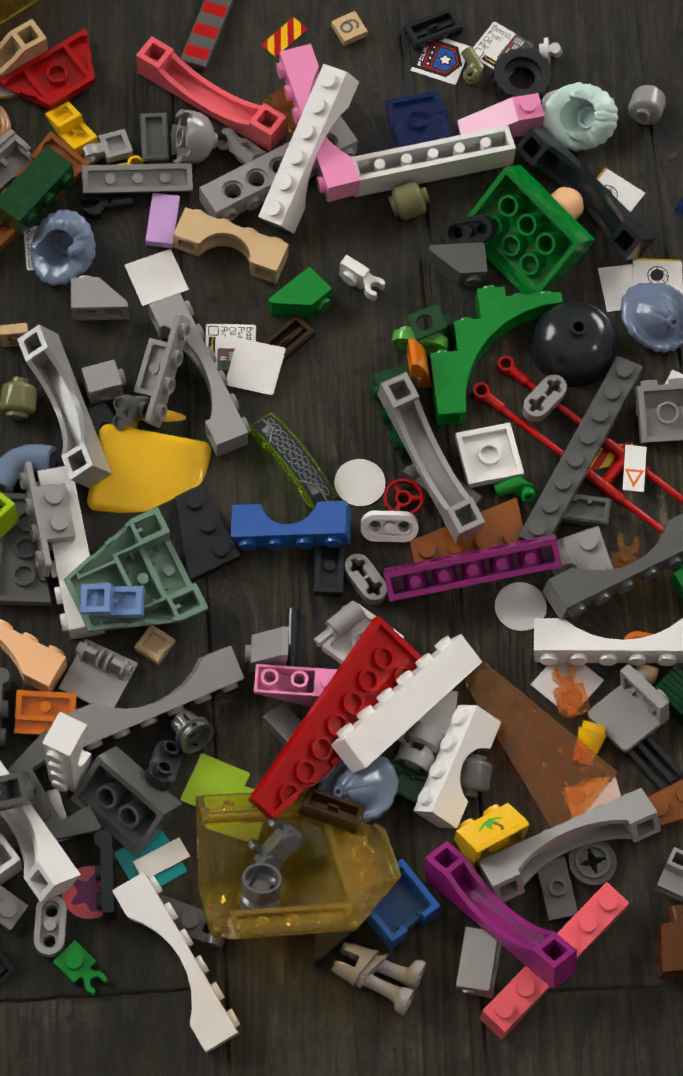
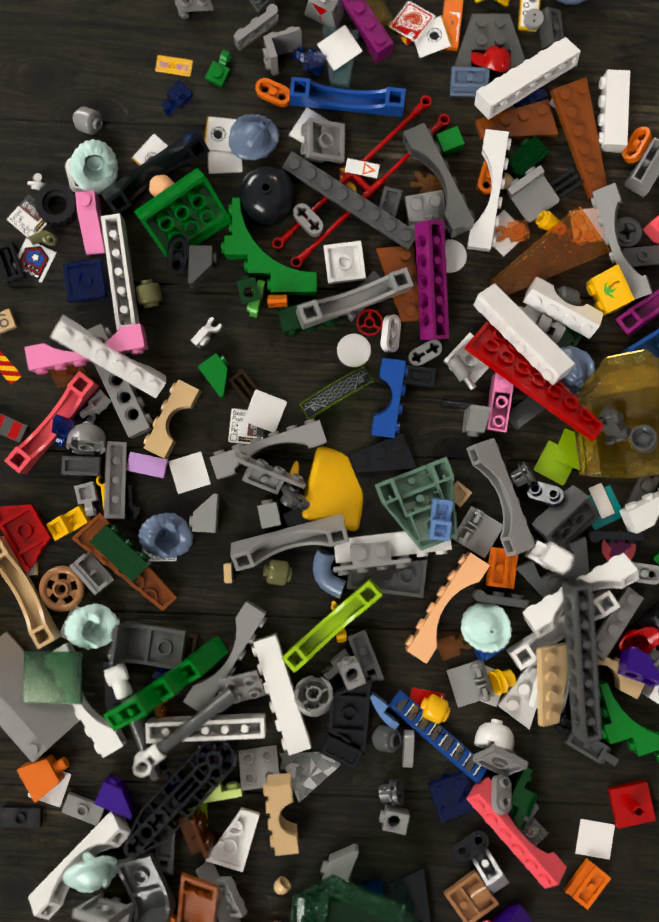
camera: 80 degrees left, 20 degrees up
(206, 102) = (61, 427): none -> clear blue plate
(334, 812) = (586, 404): dark brown tile -> none
(517, 486) = (368, 246): green arm -> none

